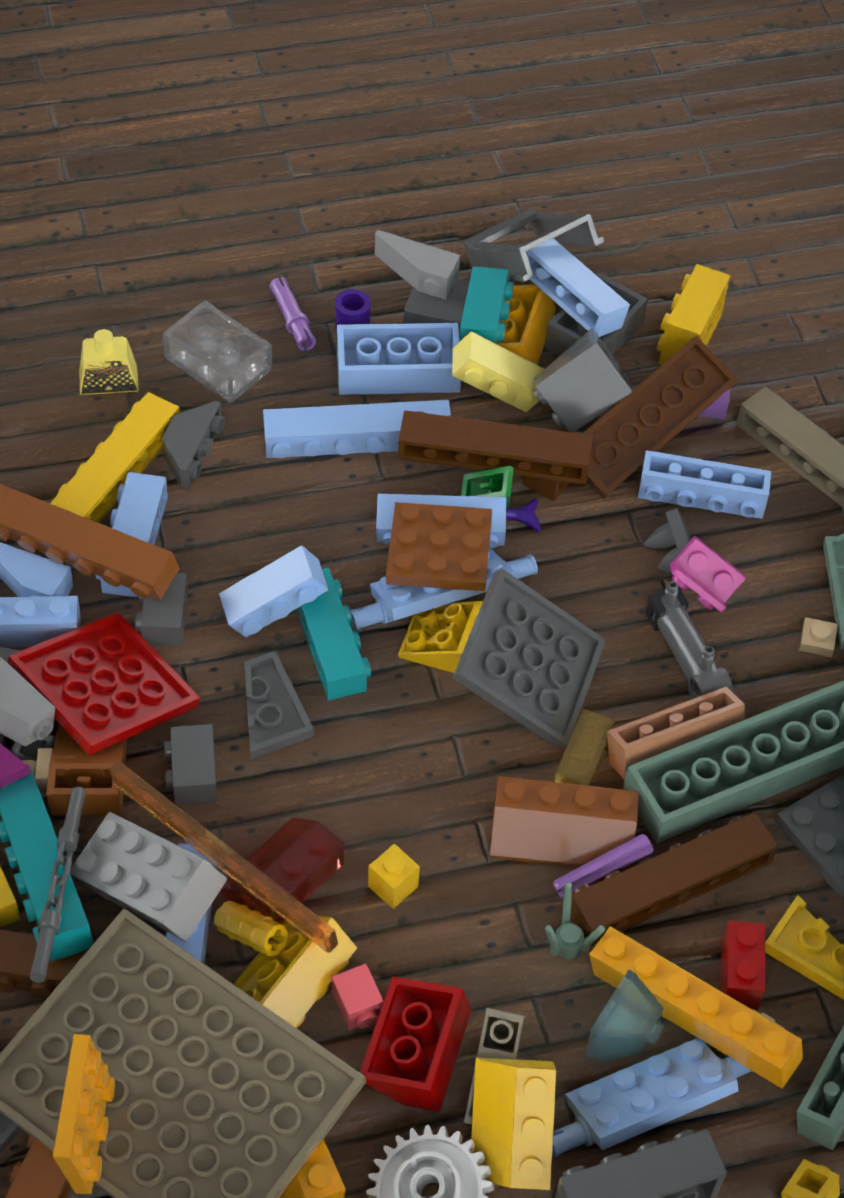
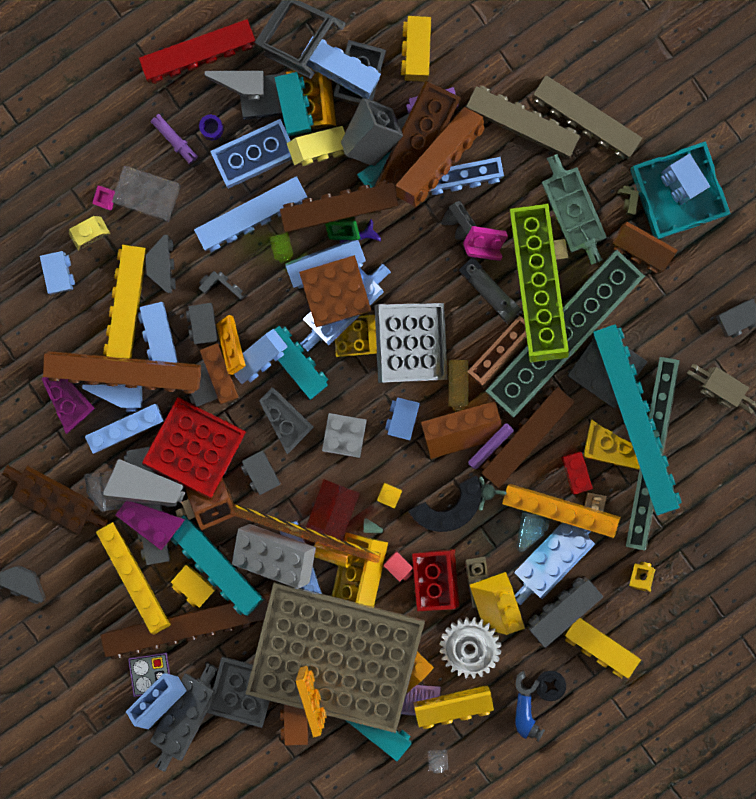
camera: 20 degrees left, 35 degrees up
(33, 400) = (57, 272): none -> light blue brick
(51, 919) = (243, 607): dark grey piece -> none
(151, 342) = (104, 197): none -> dark pink plate
(201, 604) = (217, 370): none -> dark orange brick
(211, 534) = (202, 323): none -> dark grey brick
(239, 565) = (230, 345): none -> light orange tile
(260, 485) = (209, 281): none -> dark grey bracket
(344, 919) = (370, 527): none -> sand green slope
(355, 229) = (197, 51): none -> red brick
(358, 759) = (344, 435): none -> light grey brick
(382, 478) = (281, 247): none -> clear neon green brick
(468, 772) = (402, 419): none -> medium blue brick
(488, 953) = (456, 516): none -> black brick
(676, 436) = (440, 157): none -> dark orange brick
(775, 648) = (539, 283): none -> lime brick

